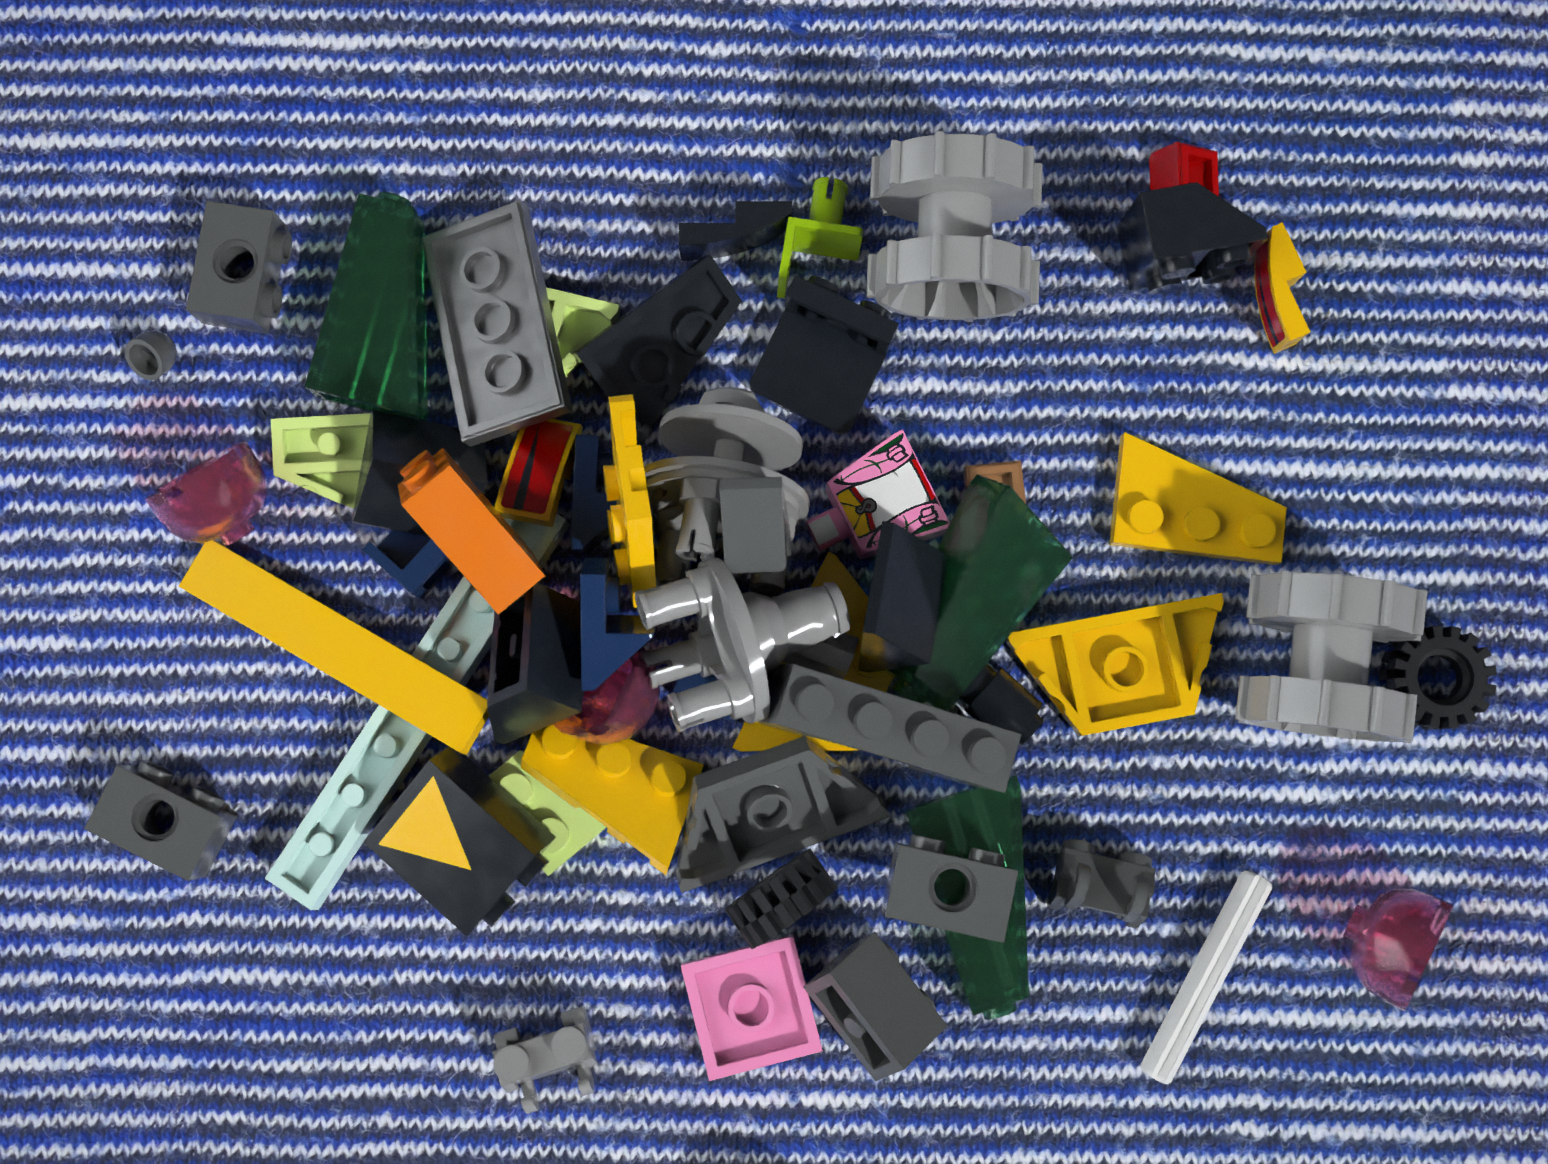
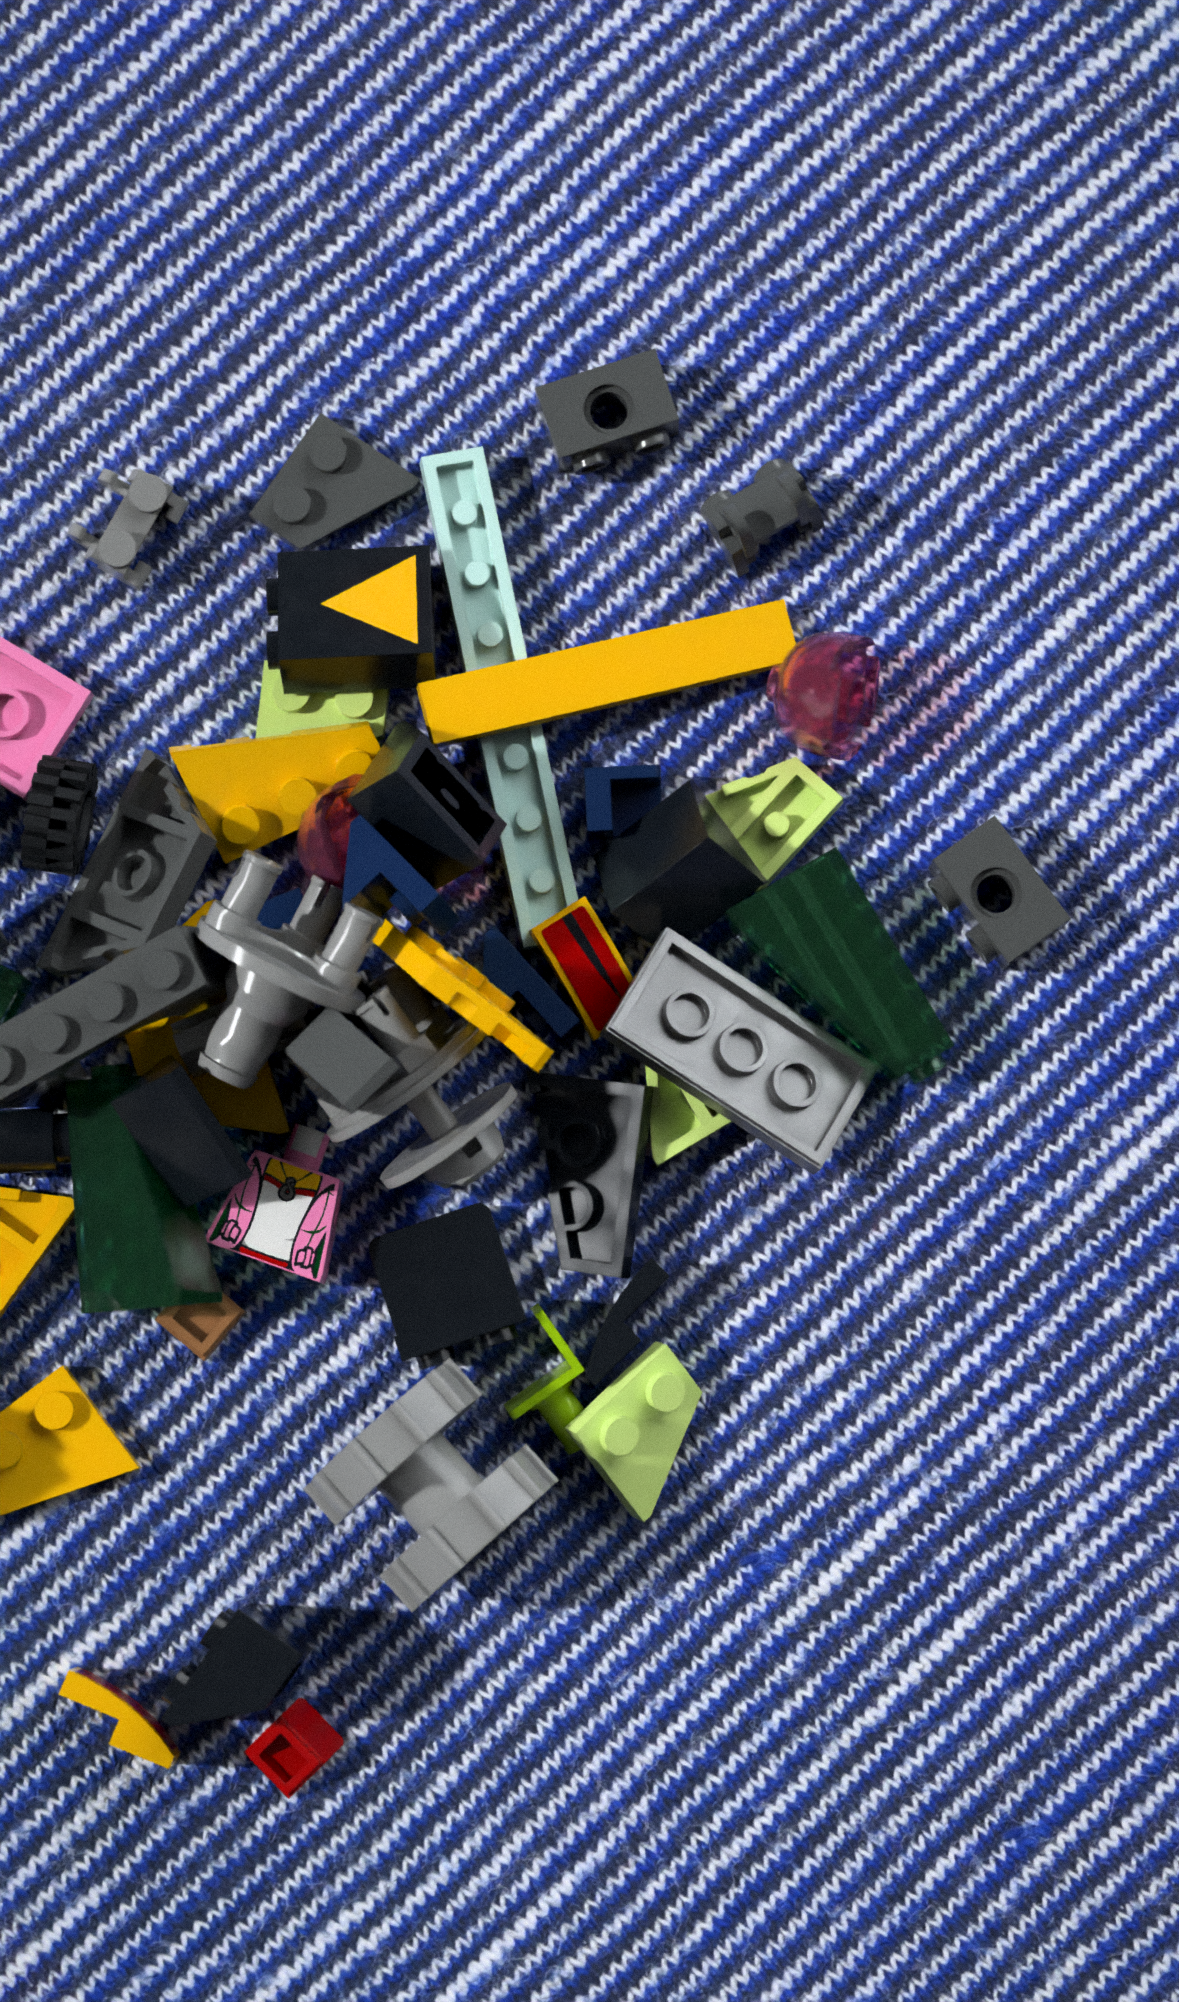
camera: 145 degrees right, 0 degrees up
(119, 652) = (759, 511): none -> dark grey piece
(151, 354) = (997, 757): dark grey hinge -> none
(391, 953) = (329, 486): none -> dark grey wing
(468, 529) = (574, 854): orange brick -> none
(789, 160) = (638, 1427): none -> yellowish green wing

